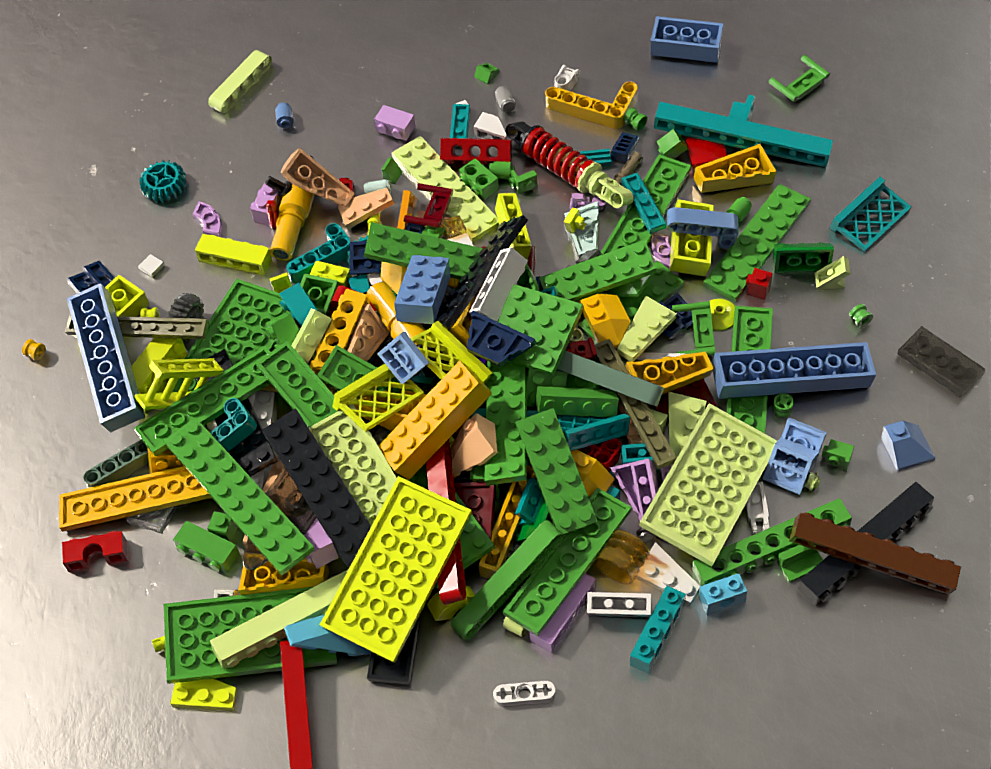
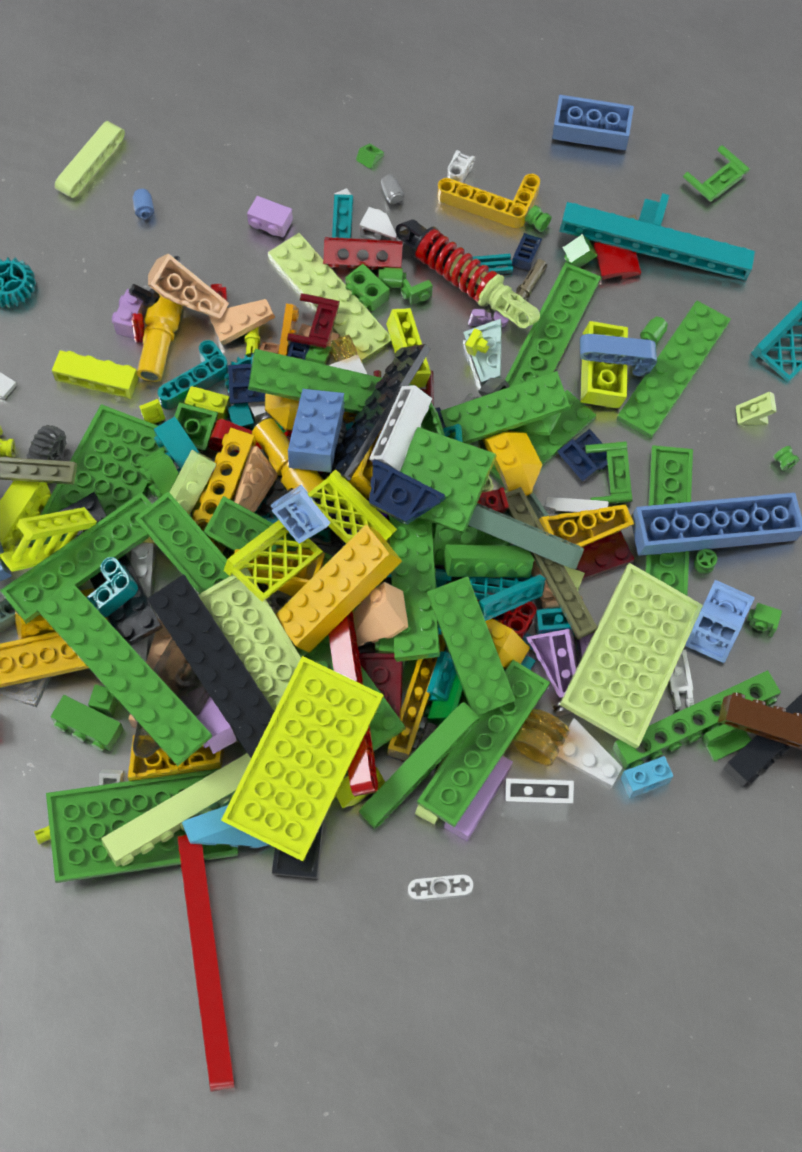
camera: 10 degrees left, 10 degrees up
(204, 695) = (96, 892): neon yellow wing -> none
(209, 218) = (65, 329): lavender tile -> none
(376, 185) = (253, 295): light aqua piece -> none
(391, 171) = (268, 275): bright green slope -> none
(644, 203) = (551, 322): teal tile -> none
(645, 328) = (558, 470): yellowish green wing -> none
(657, 629) = (579, 817): teal brick -> none
(661, 248) = (570, 375): lavender tile -> none
(683, 416) = (601, 579): yellowish green wing -> none
(724, 319) = (639, 460): neon yellow dish -> none
(736, 170) = (651, 284): yellow wedge -> none
(759, 283) = (677, 419): red brick -> none
(801, 257) = (723, 388): green slope -> none
(812, 481) = (738, 649): yellowish green plate -> none

